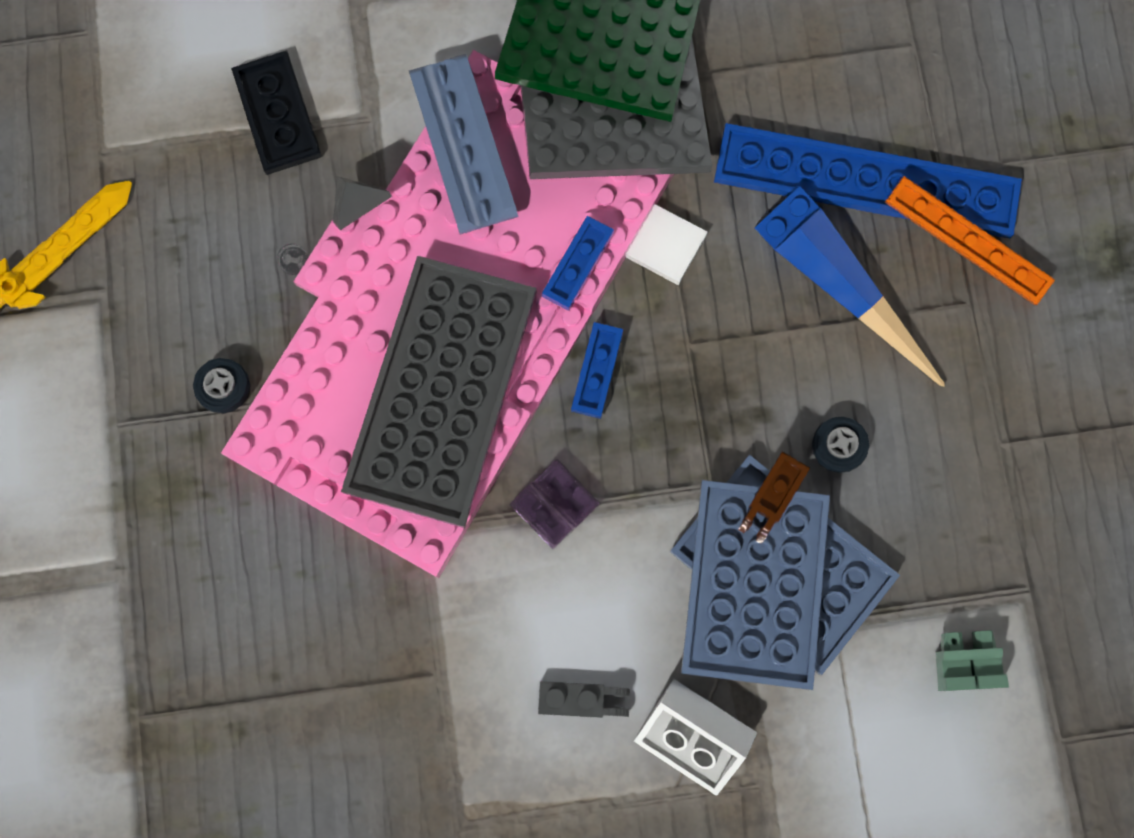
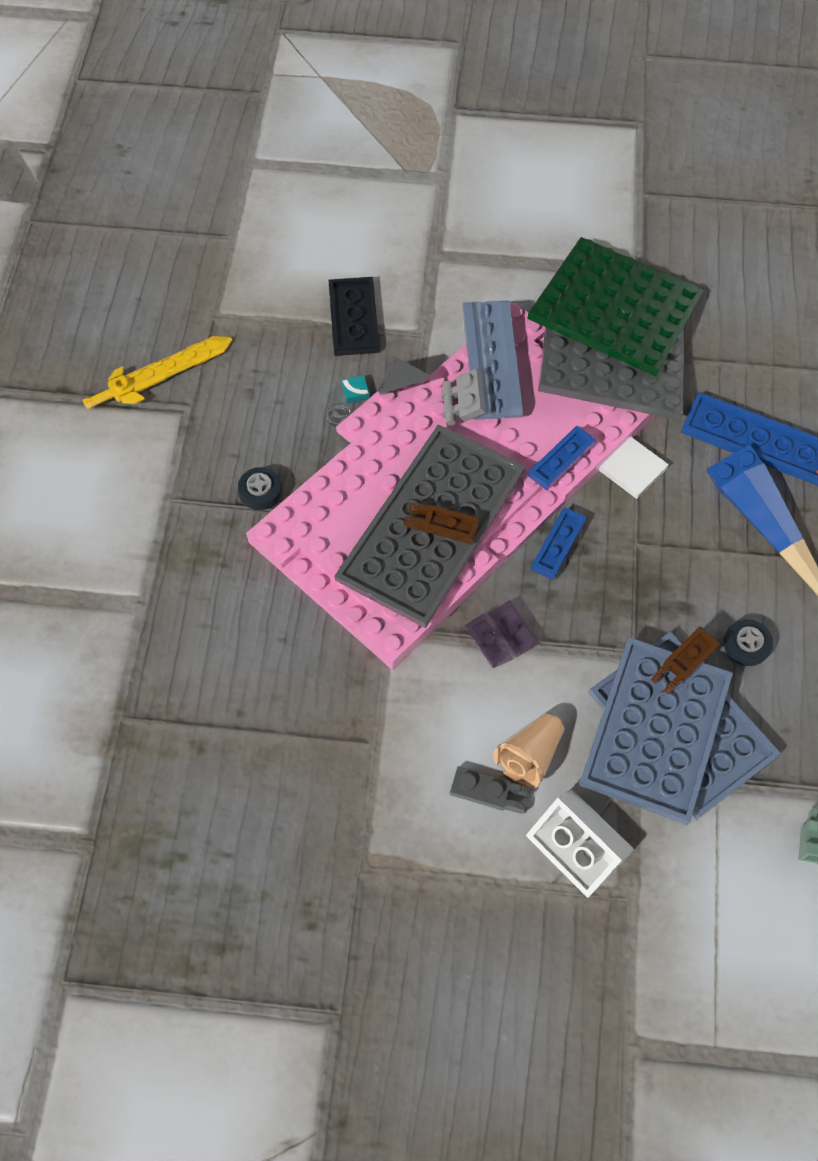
camera: 10 degrees right, 15 degrees down
(304, 218) = (355, 389): none -> teal tile
(448, 208) = (469, 395): none -> light grey plate
(455, 392) = (443, 522): none -> reddish brown hinge
(619, 642) = (530, 750): none -> light nougat cone

